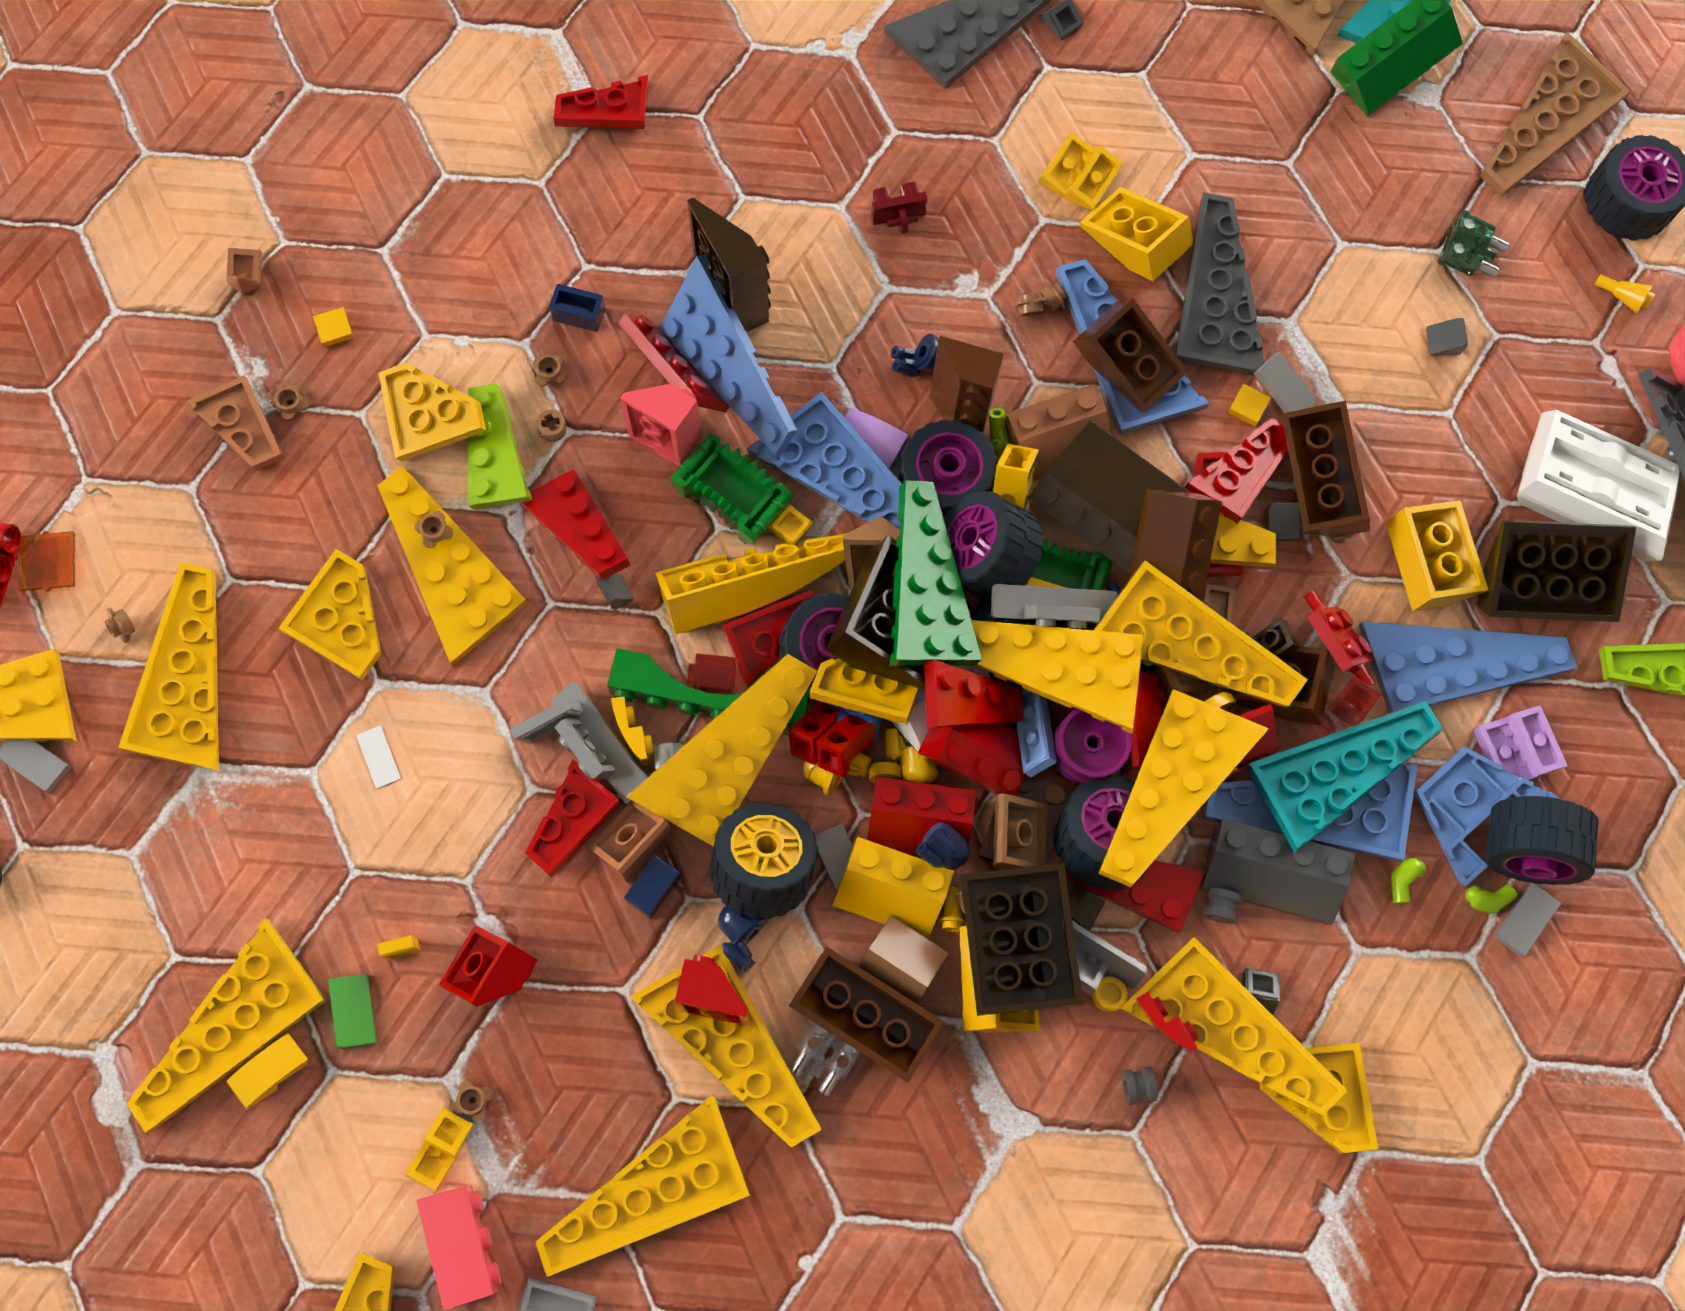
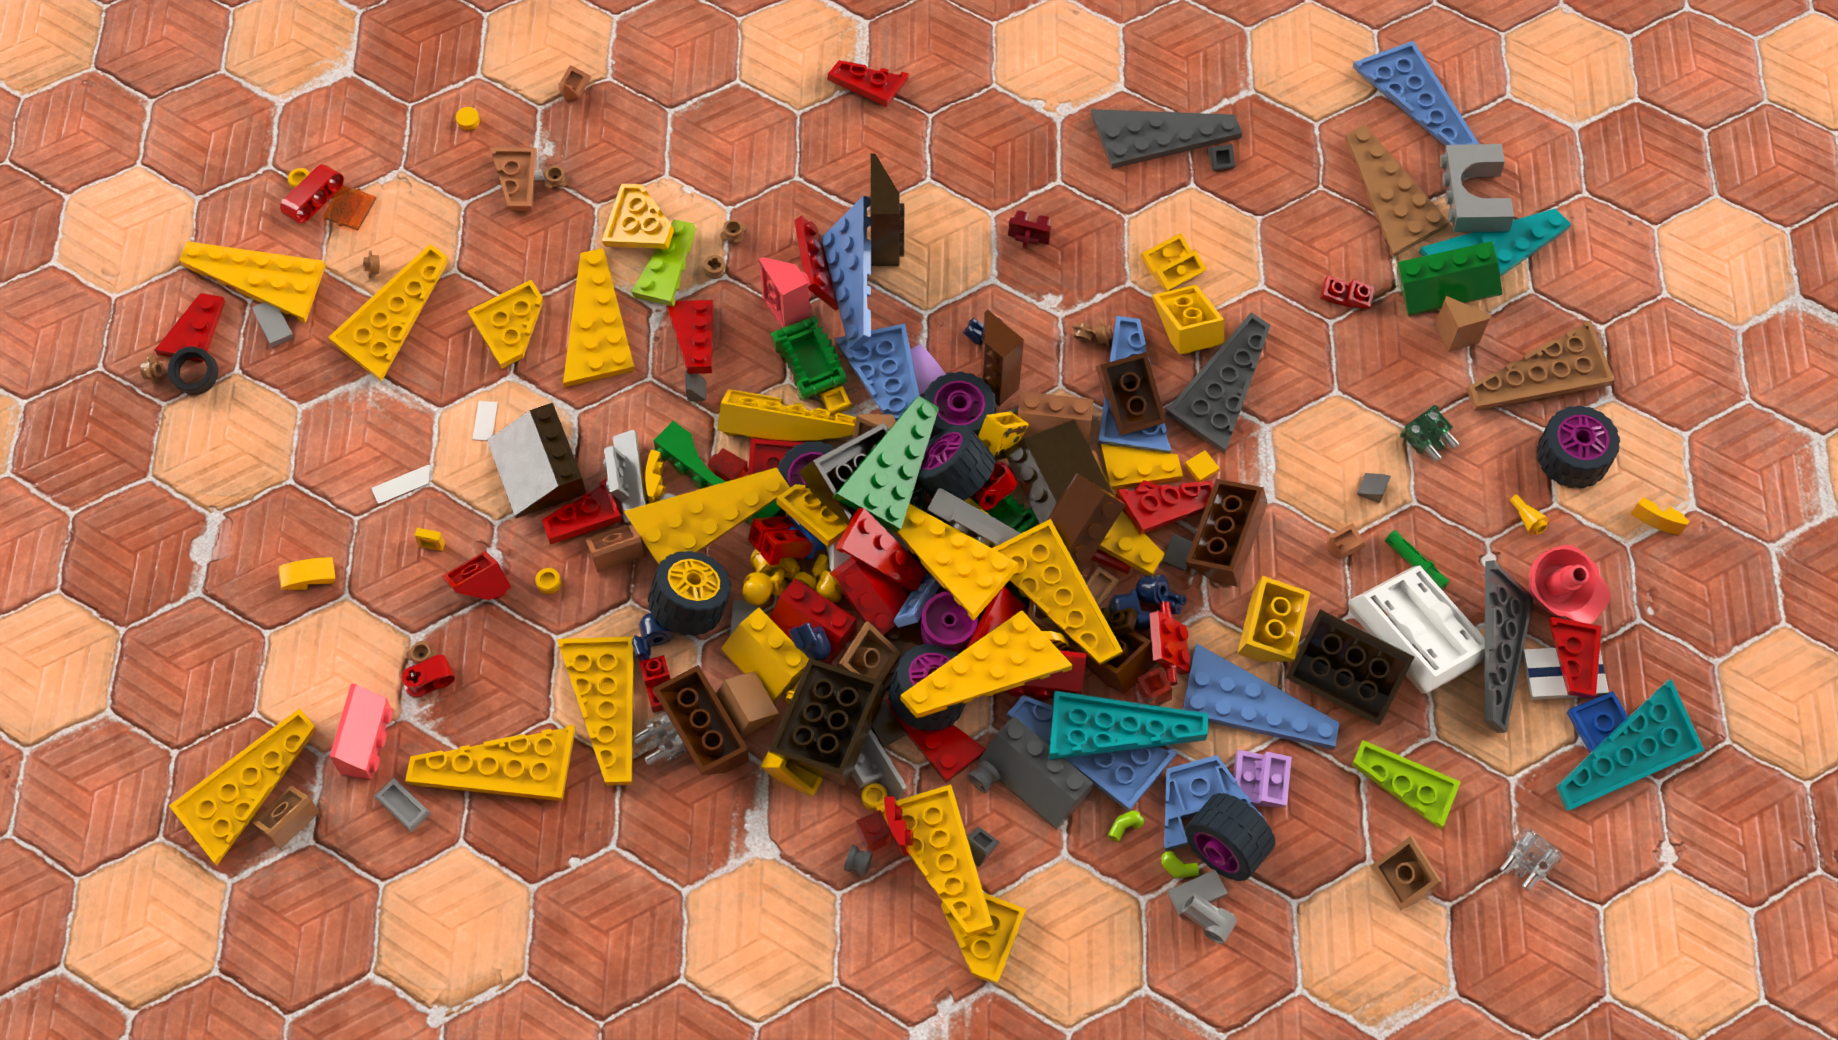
camera: 30 degrees right, 10 degrees down
(134, 375) = (467, 118): none -> yellow tile
(239, 1017) = (311, 532): yellow wing -> none
(320, 891) = (402, 484): none -> white sticker
(333, 327) = (609, 144): yellow tile -> none
(352, 1011) = (378, 564): bright green slope -> none
(429, 521) = (599, 288): medium nougat plate -> none
(439, 1150) = (385, 674): yellow slope -> none
(476, 782) = (536, 462): none -> slope
(502, 1119) = (429, 674): none -> red piece
(546, 721) = (595, 445): light grey tile -> none
(574, 924) = (548, 581): none -> yellow tile
(577, 307) = (774, 200): dark blue piece -> none
(652, 886) = (611, 580): dark blue piece -> none
(708, 992) = (602, 650): red slope -> none
(776, 983) = (654, 673): none -> red slope
(838, 805) = (759, 586): none -> yellow piece
(998, 431) = (1012, 400): lime arm -> none
(1052, 547) = (997, 487): none -> red piece
(1138, 1041) = (874, 831): none -> clear red brick
(1179, 439) = (1130, 466): none -> yellow wing
(1268, 611) = (1128, 600): none -> dark blue piece
(1284, 384) = (1233, 461): light grey tile -> none
(1287, 583) = (1156, 590): none -> dark blue piece
(1290, 121) = (1352, 294): none -> red slope
(1437, 100) = (1460, 324): none -> medium nougat slope
(1454, 419) = (1345, 542): none -> nougat plate
(1537, 402) = (1414, 558): none -> green pin
(1568, 945) = (1215, 921): none -> light grey piece

